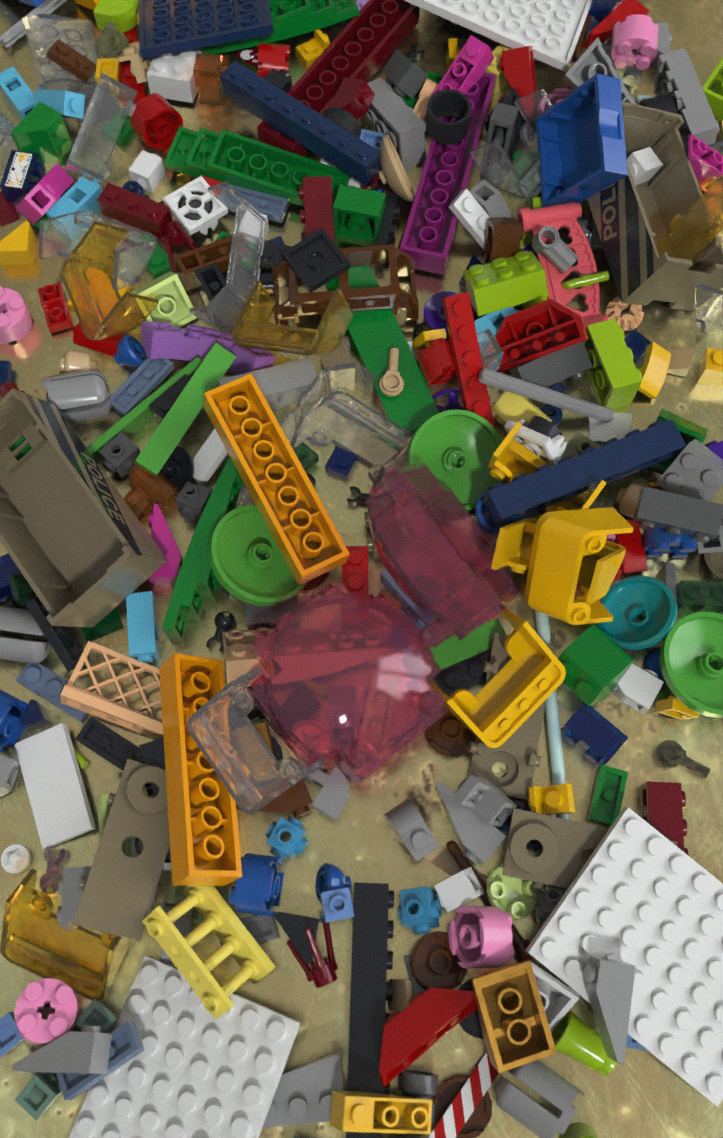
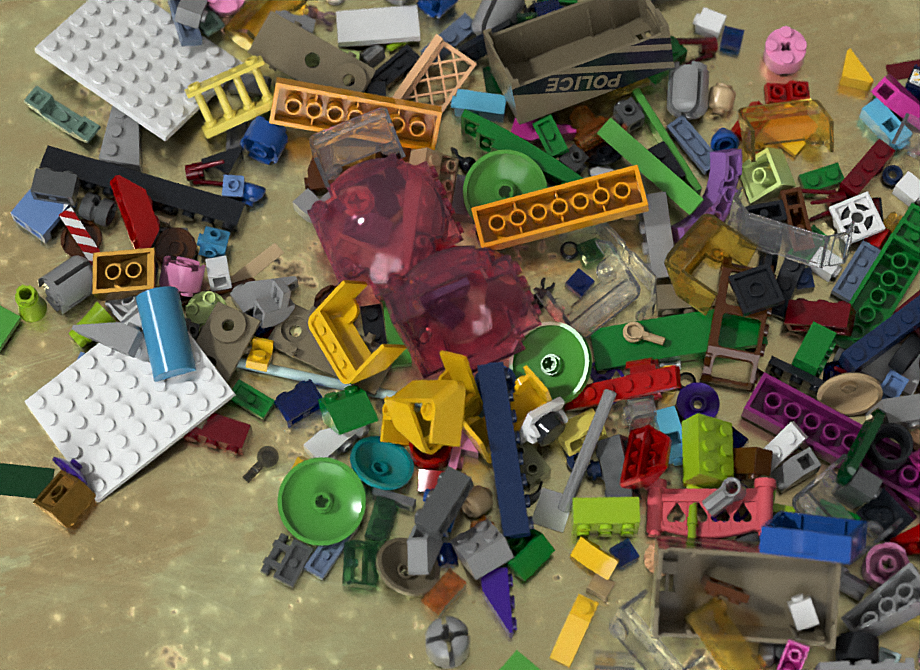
camera: 105 degrees right, 0 degrees up
(35, 716) = (433, 21): clear blue slope -> none
(64, 232) = (852, 132): clear windscreen -> none
(98, 781) = (373, 55): none -> light grey slope
(174, 523) = (550, 137): none -> green plate
(294, 845) = (290, 168): dark azure brick -> none
(380, 1113) = (95, 177): yellow slope -> none
(411, 829) = (273, 249): light grey brick -> none
(458, 132) = (860, 447): none -> dark green tile
(586, 922) = (165, 332): none -> dark azure brick
(661, 217) = (717, 587): none -> reddish brown plate

